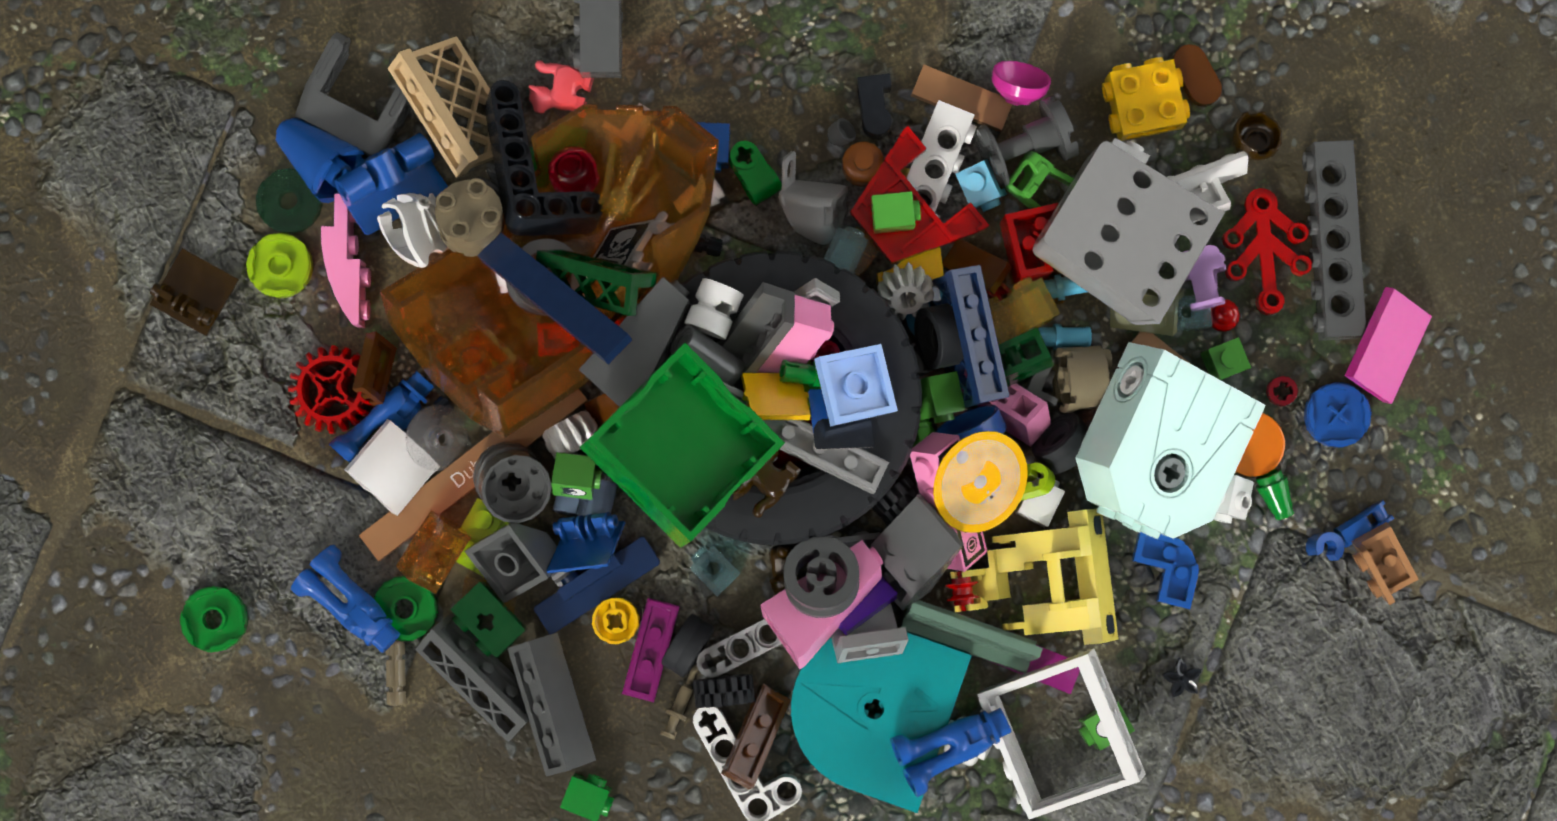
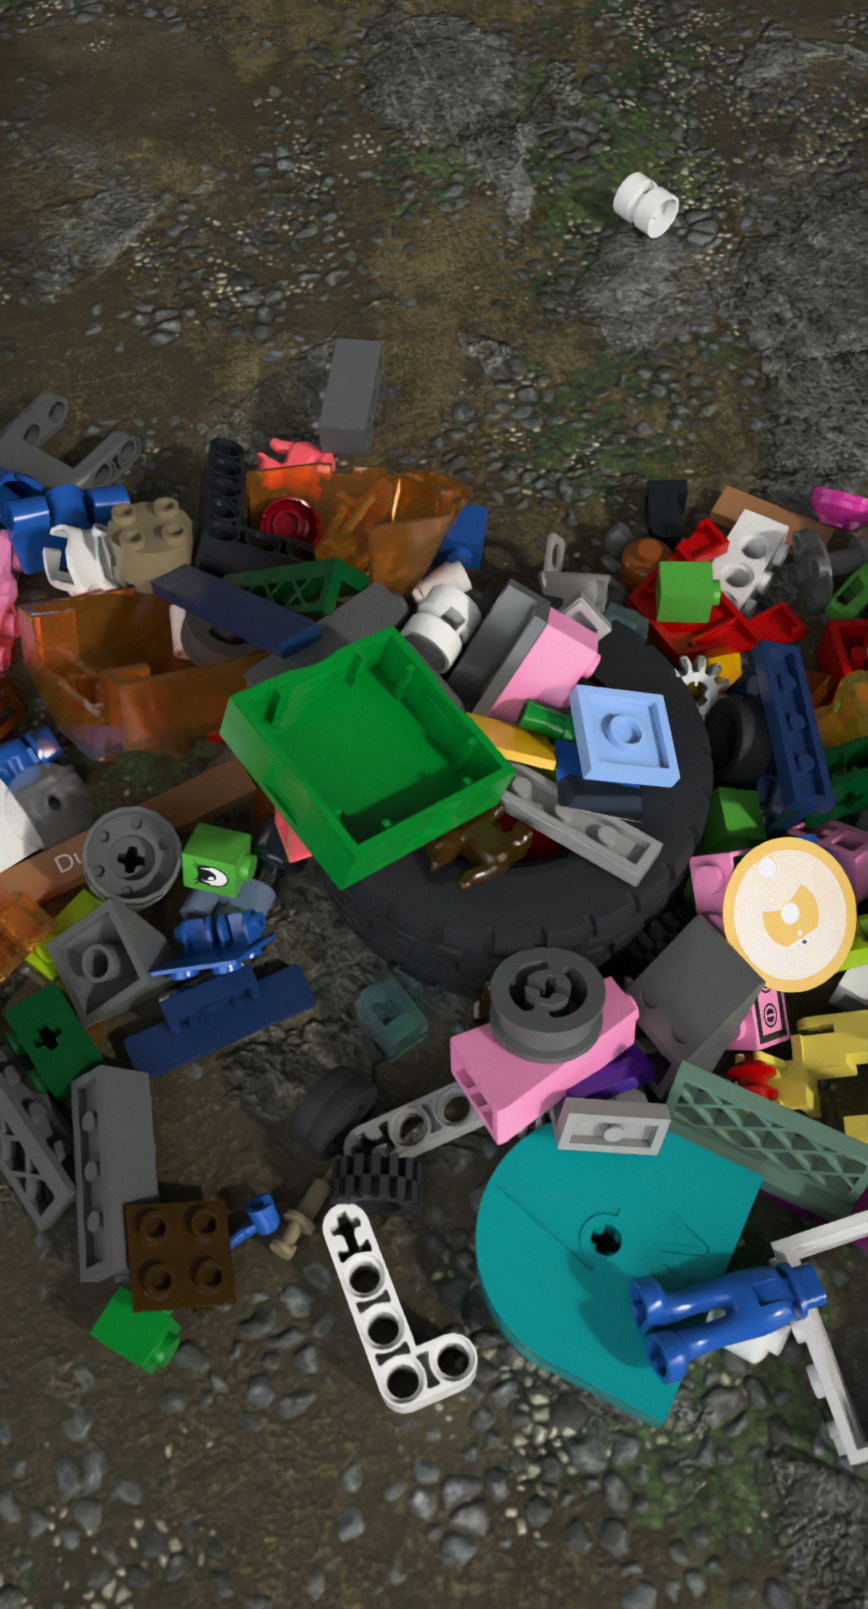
camera: 10 degrees right, 25 degrees down
(437, 112) = (144, 464): tan fence -> none
(569, 434) = (228, 809): white gear -> none
(605, 751) = (179, 1256): none -> dark brown hinge
(615, 620) = (236, 1071): yellow wheel -> none
(649, 649) = (268, 1143): magenta tile -> none
(651, 716) = (262, 1220): none -> blue hand
(756, 177) = (509, 558): green piece -> none
(756, 737) = (415, 1266): reddish brown tile -> none
(980, 186) = (799, 595): medium azure bracket -> none

